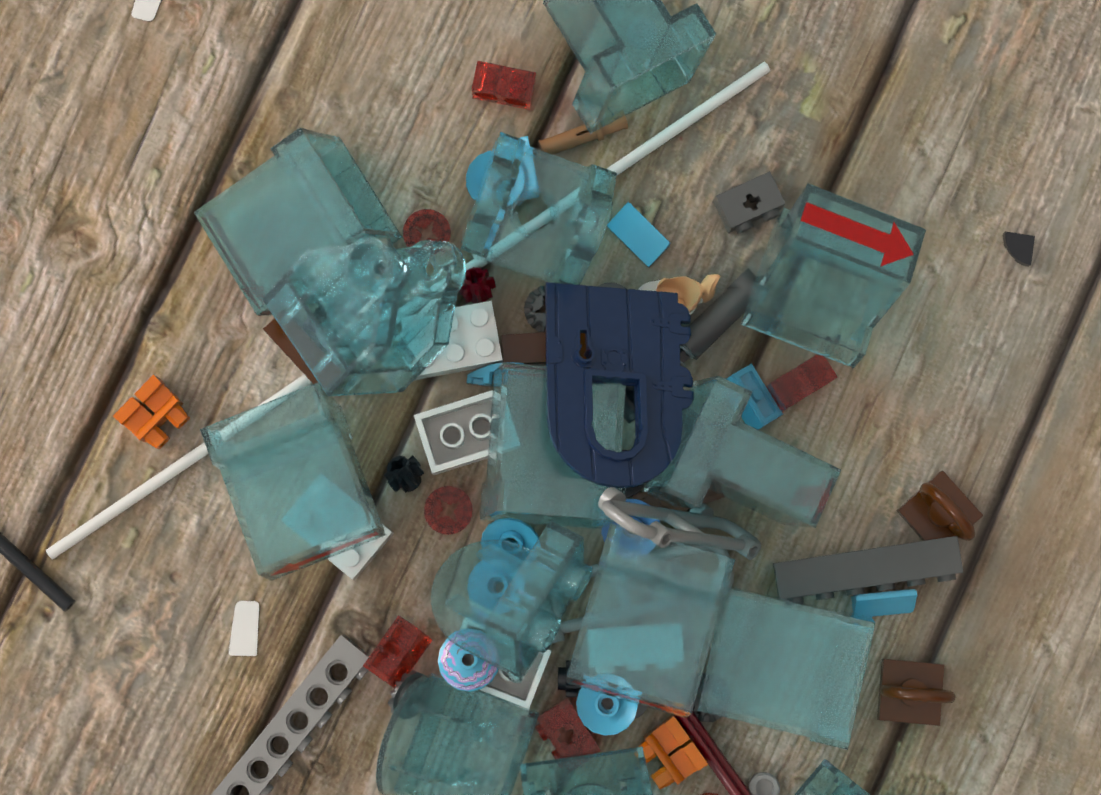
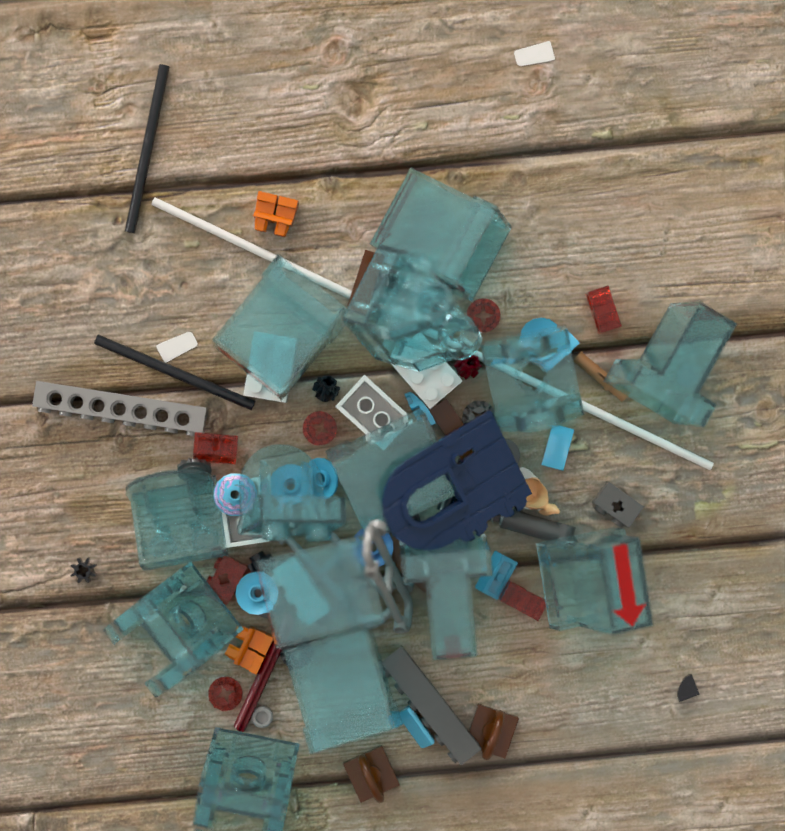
camera: 70 degrees right, 5 degrees up
(274, 650) = (174, 372): none -> black piece

